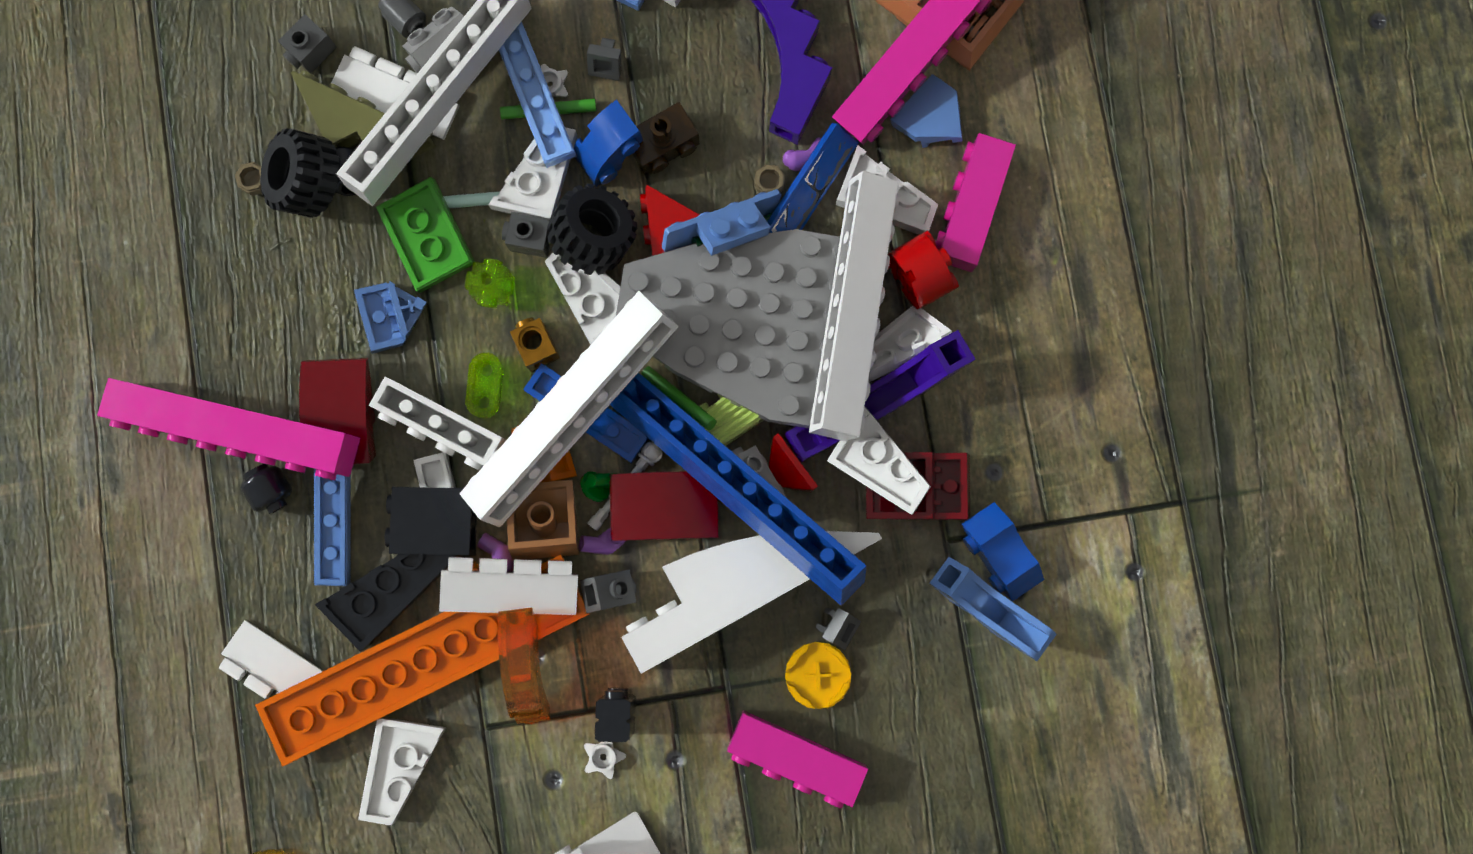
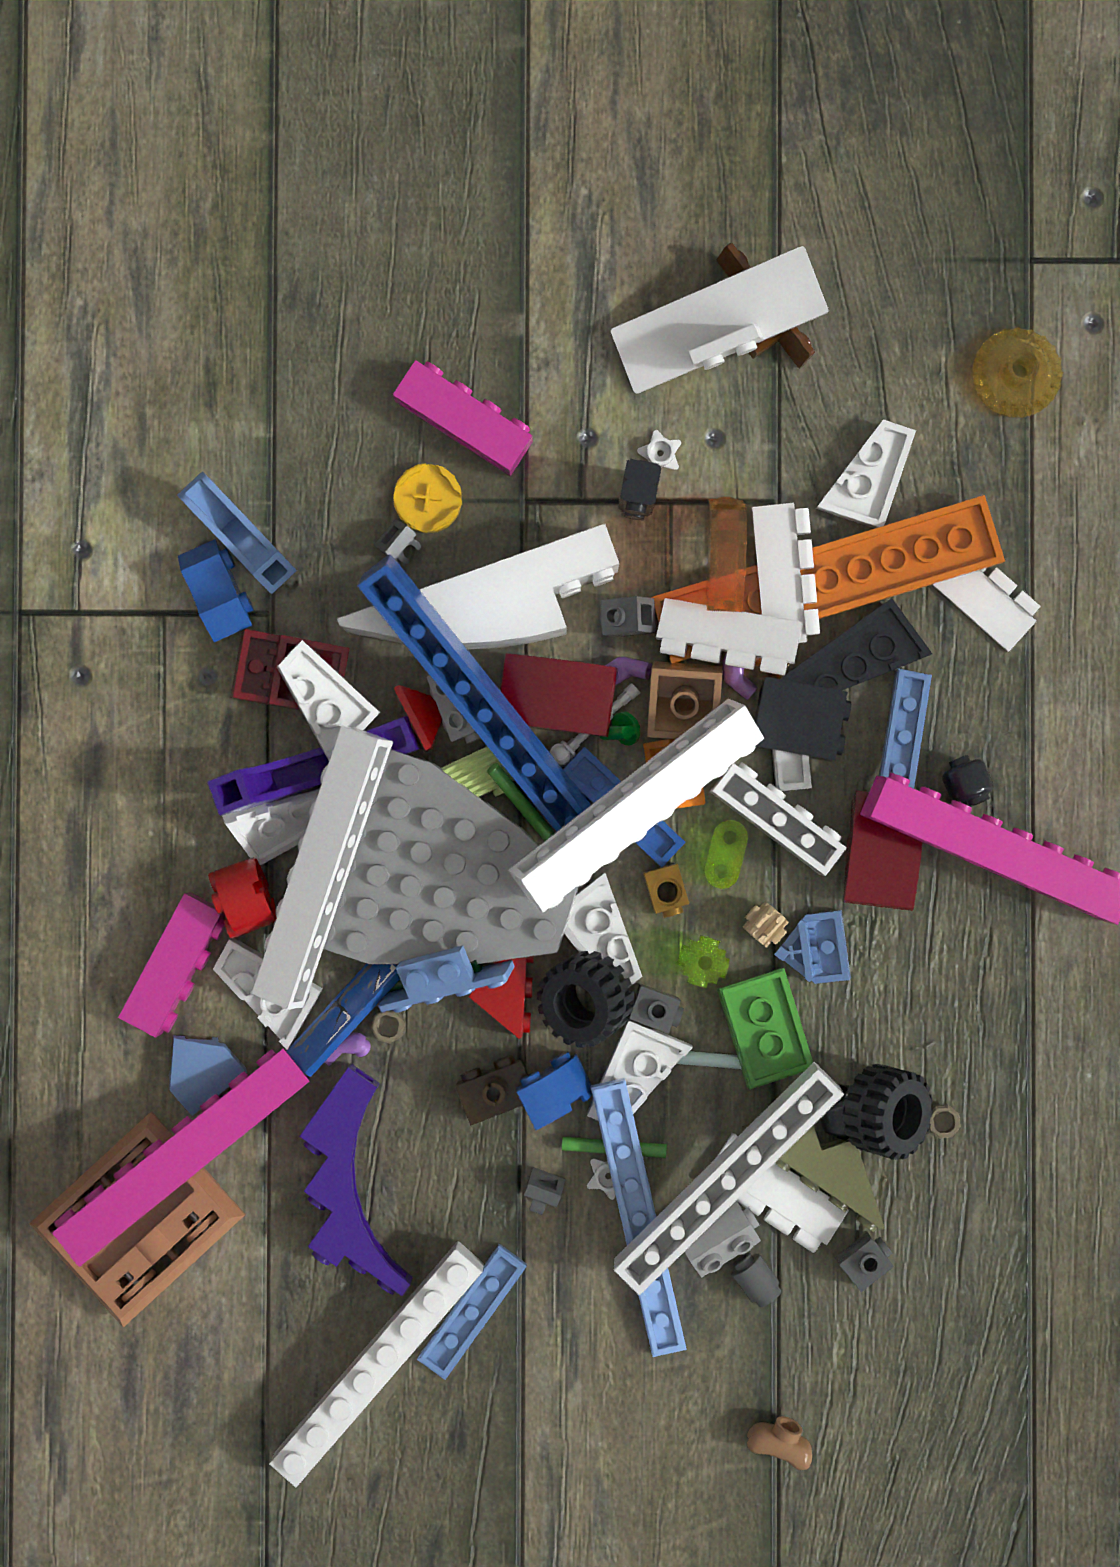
camera: 170 degrees left, 5 degrees up
(437, 326) = (765, 924): none -> tan gear
(470, 667) = (779, 565): none -> white windscreen

